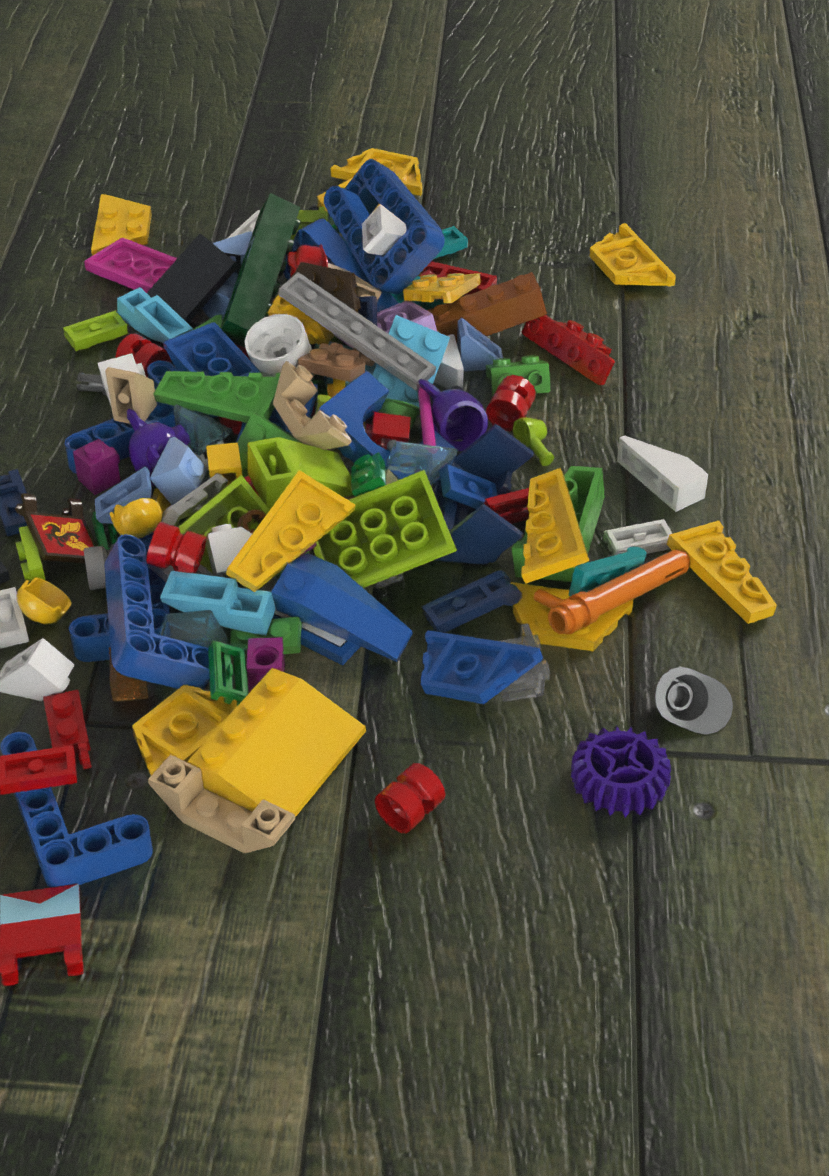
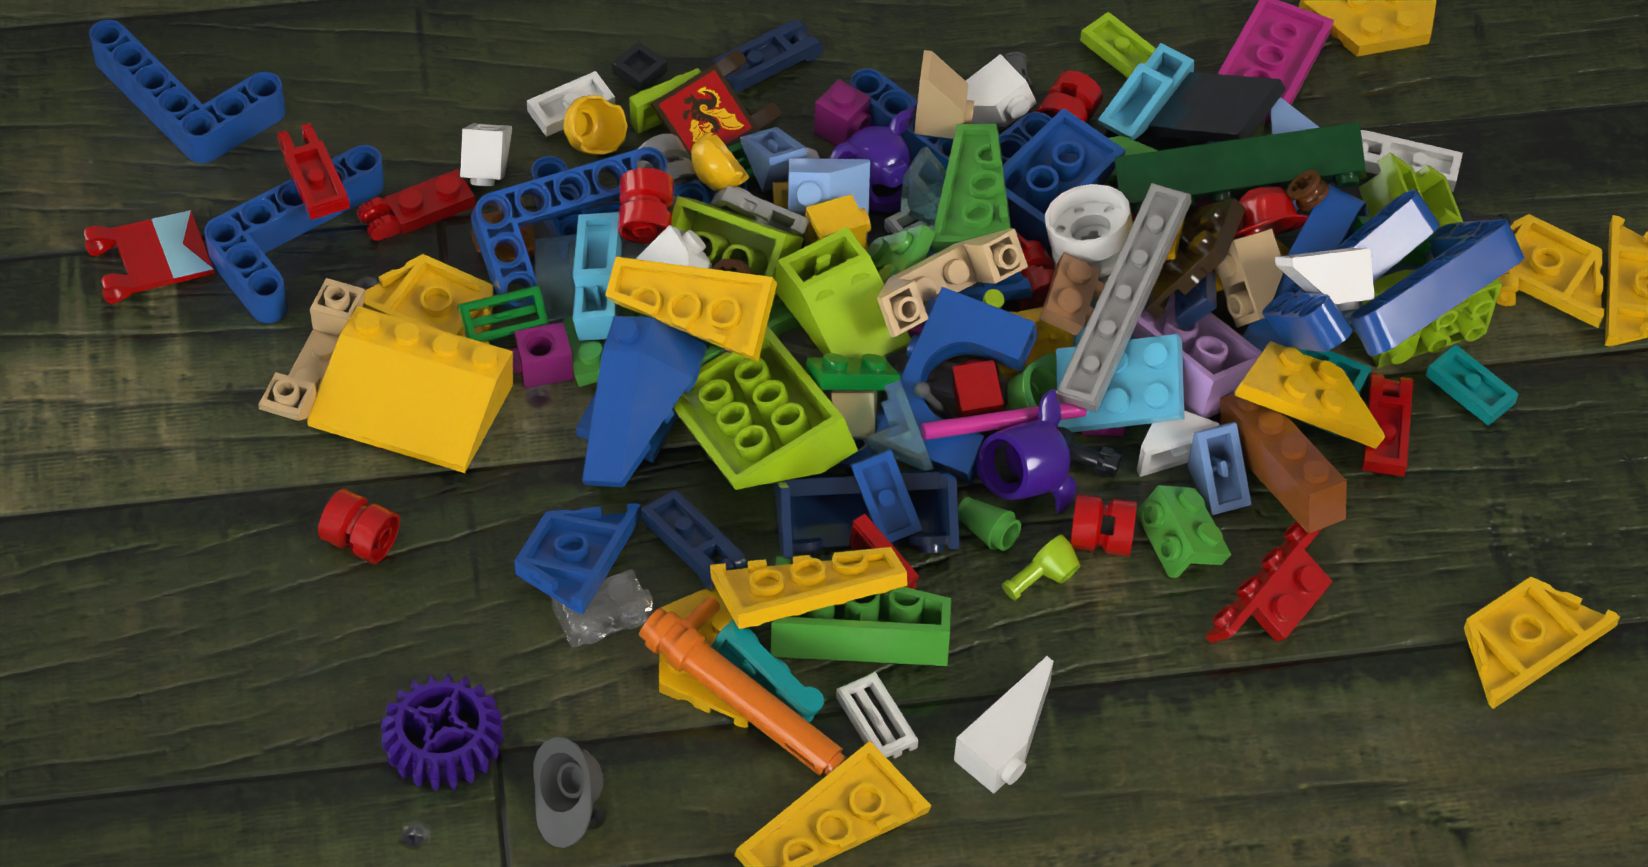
camera: 75 degrees right, 10 degrees up
(296, 233) = (1308, 190): none -> reddish brown bush

